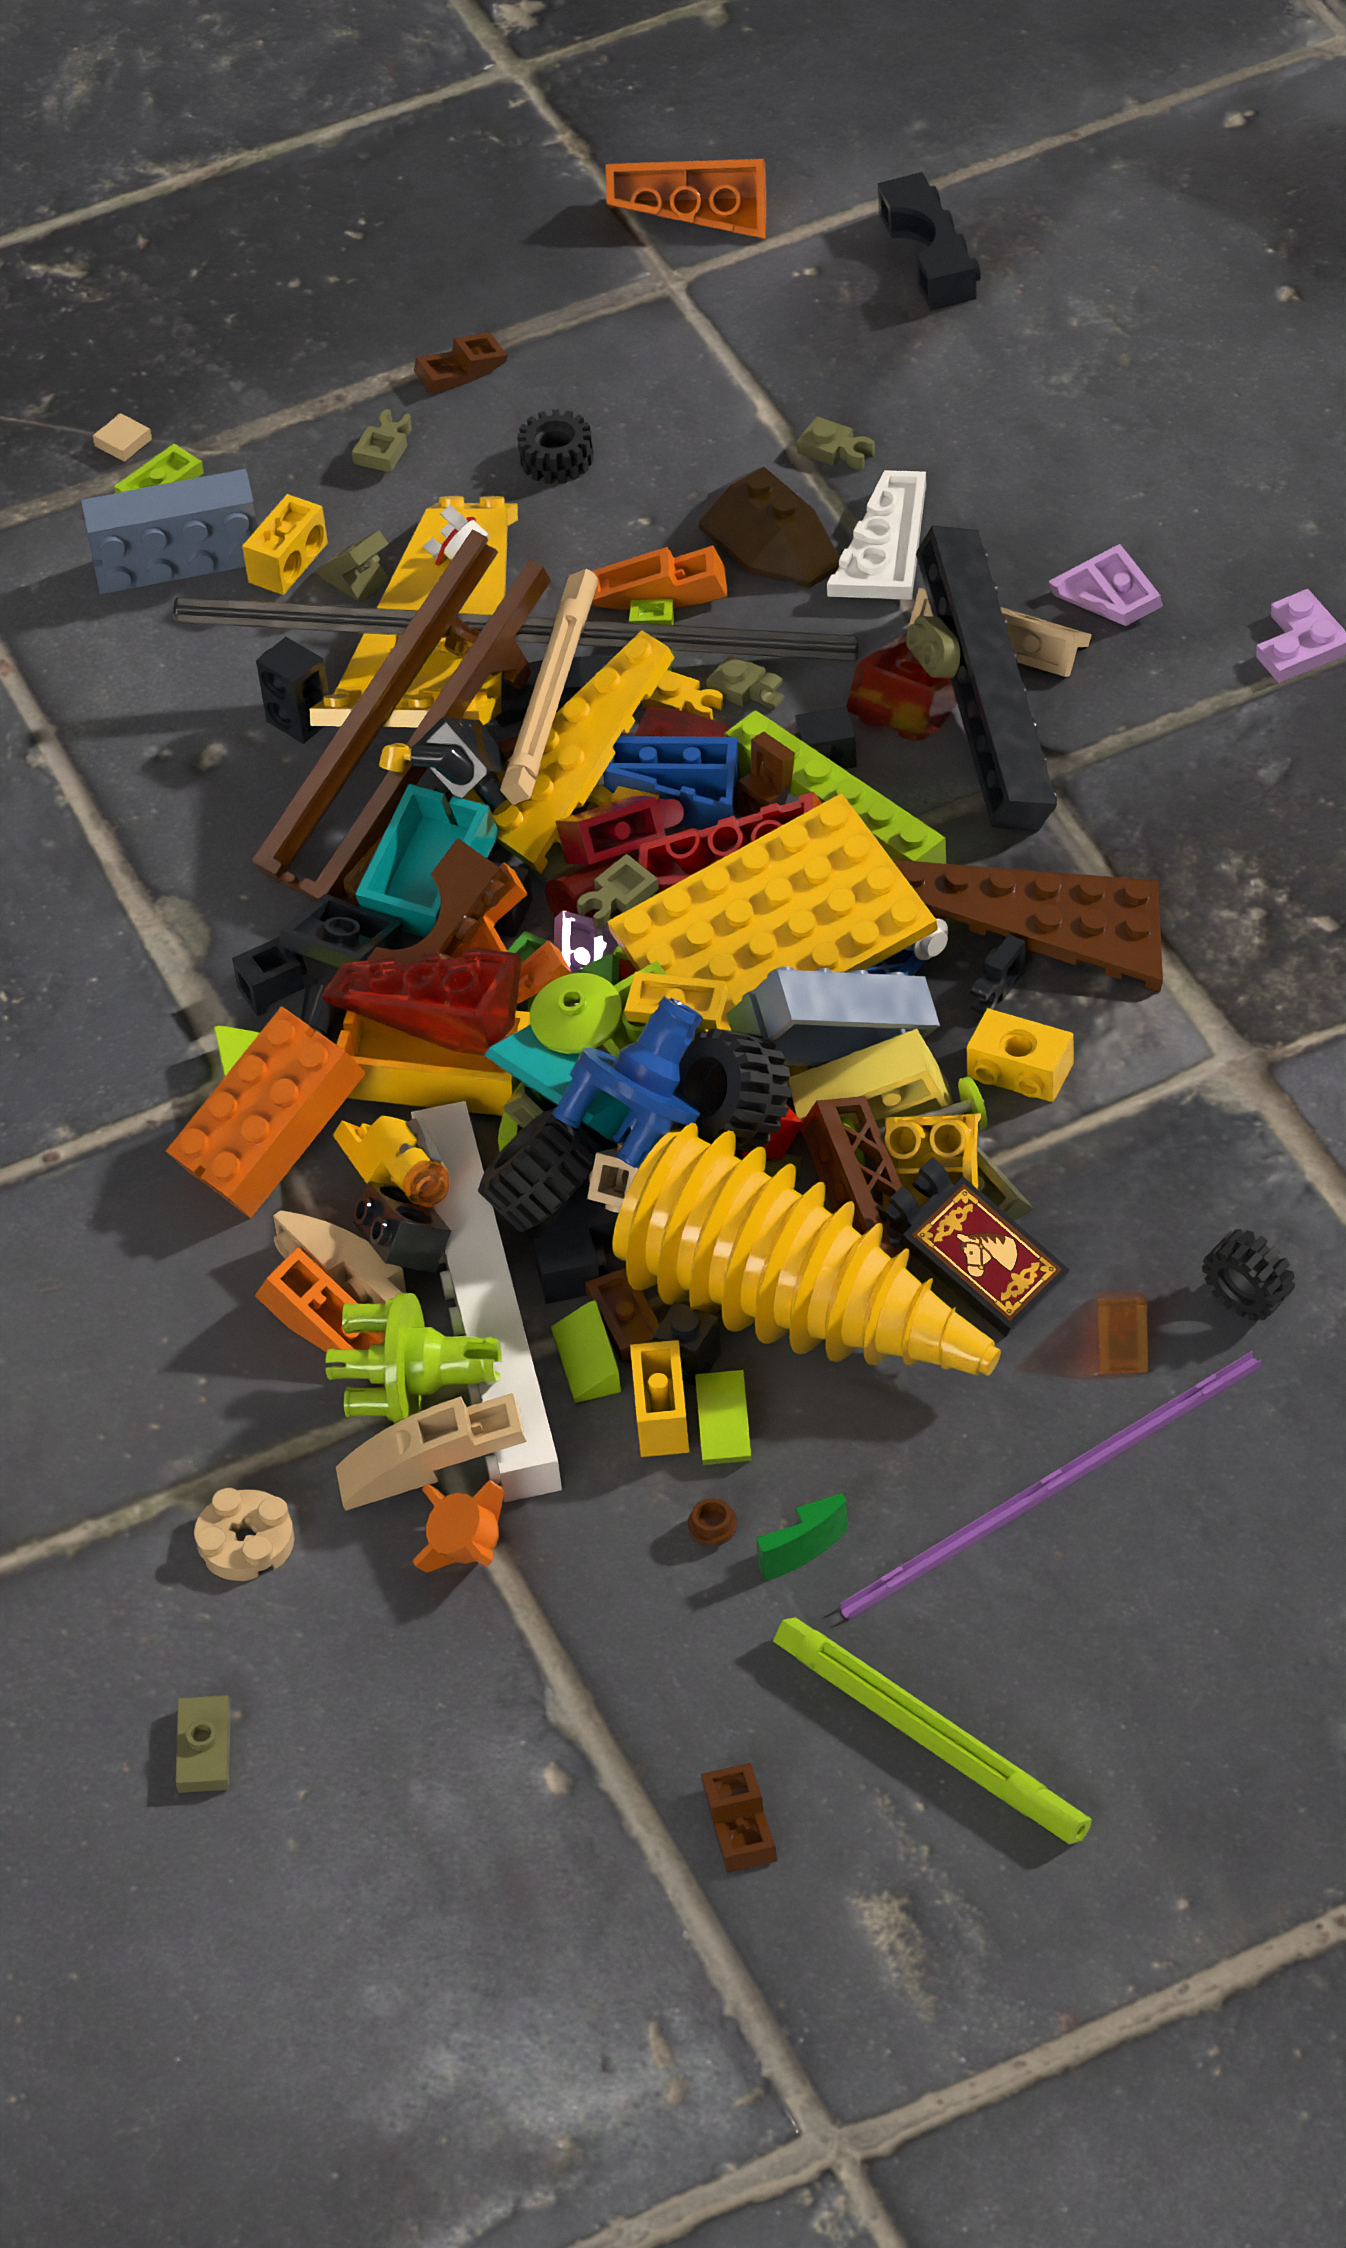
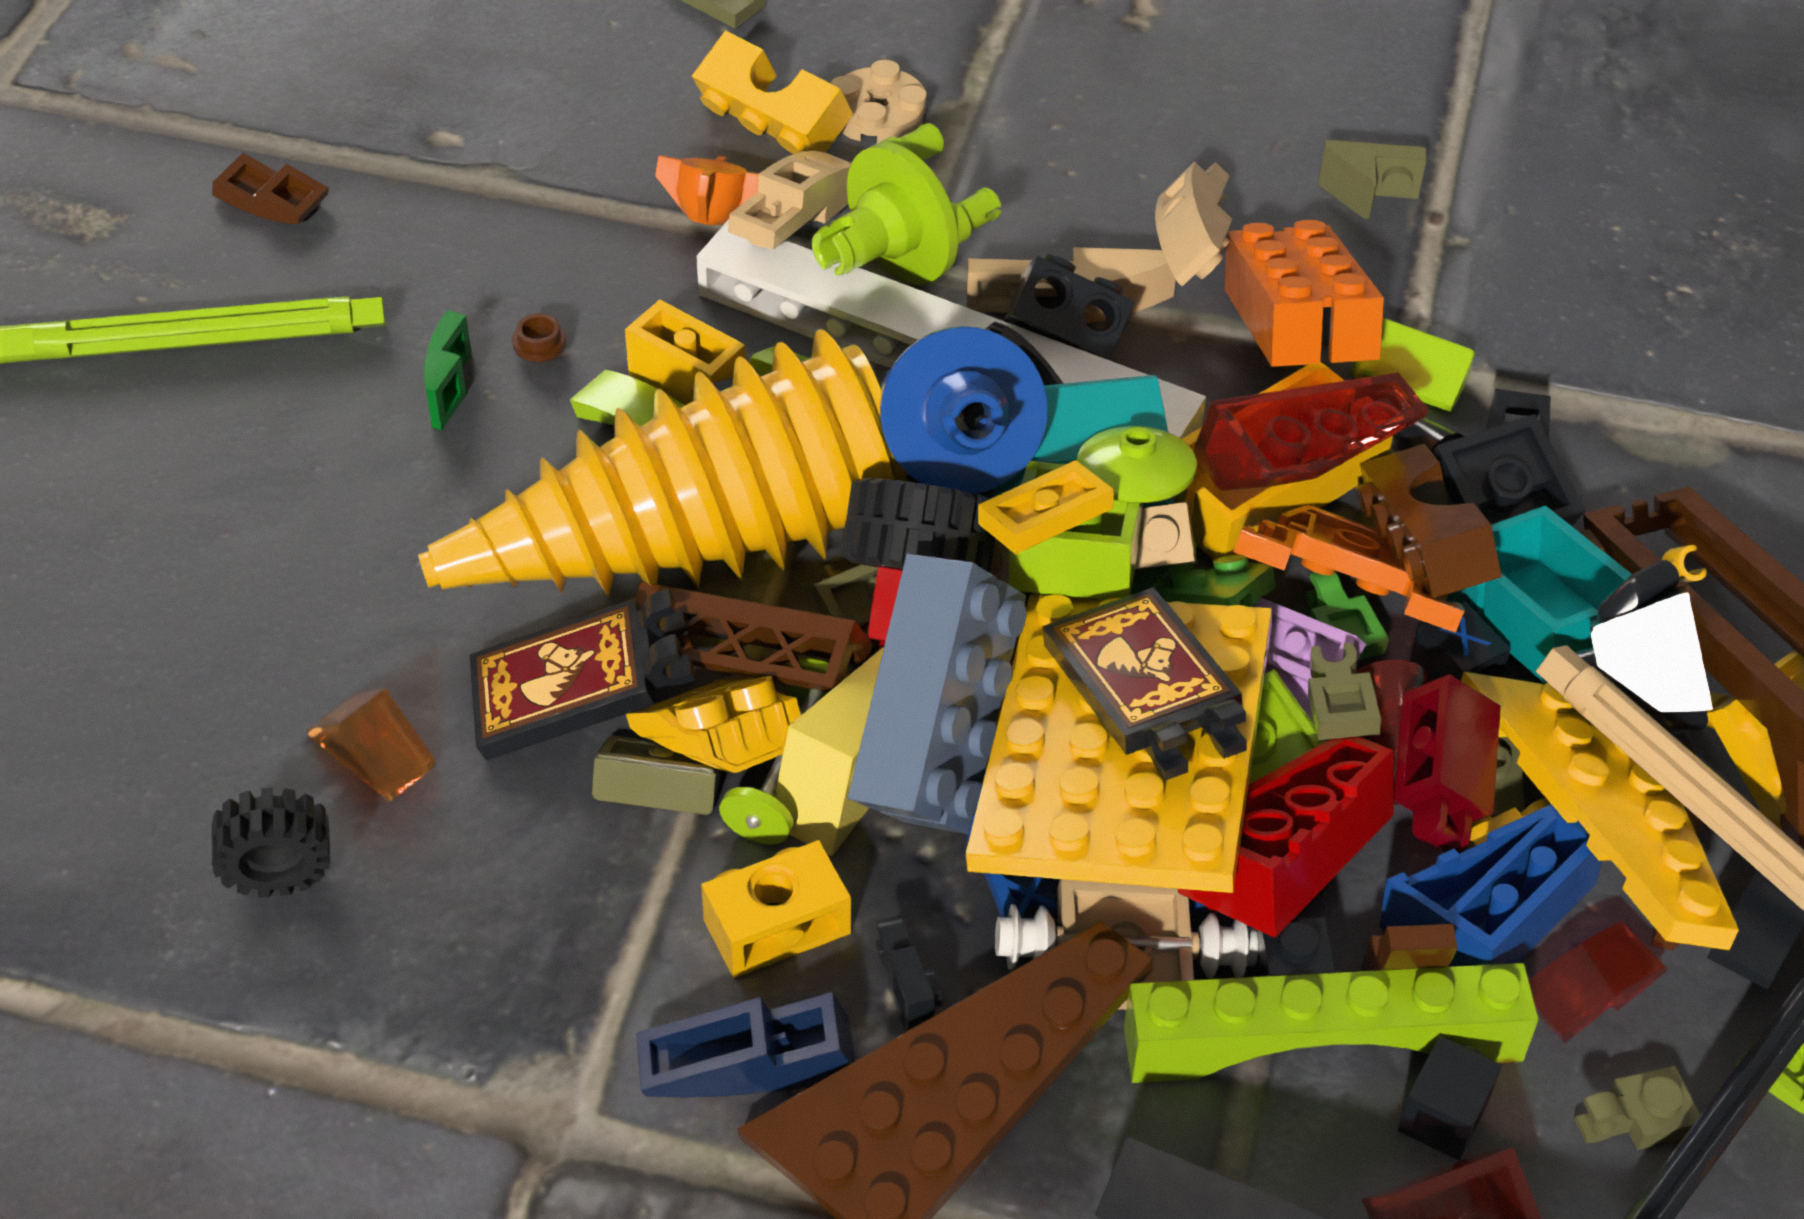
camera: 125 degrees right, 0 degrees up
(57, 1197) = (1364, 170): none -> olive slope
(238, 1217) = (1192, 222): none -> tan slope
(311, 1304) = (1052, 227): orange slope -> none
(325, 1540) = (800, 117): none -> yellow arch
(398, 1156) = (1153, 346): yellow plate -> none
(684, 695) = (1678, 1029): yellow plate -> none
(737, 913) = (1148, 679): none -> tile
(1048, 1486) = (281, 597): medium lavender piece -> none
(1115, 1006) = (746, 1049): none -> dark blue slope

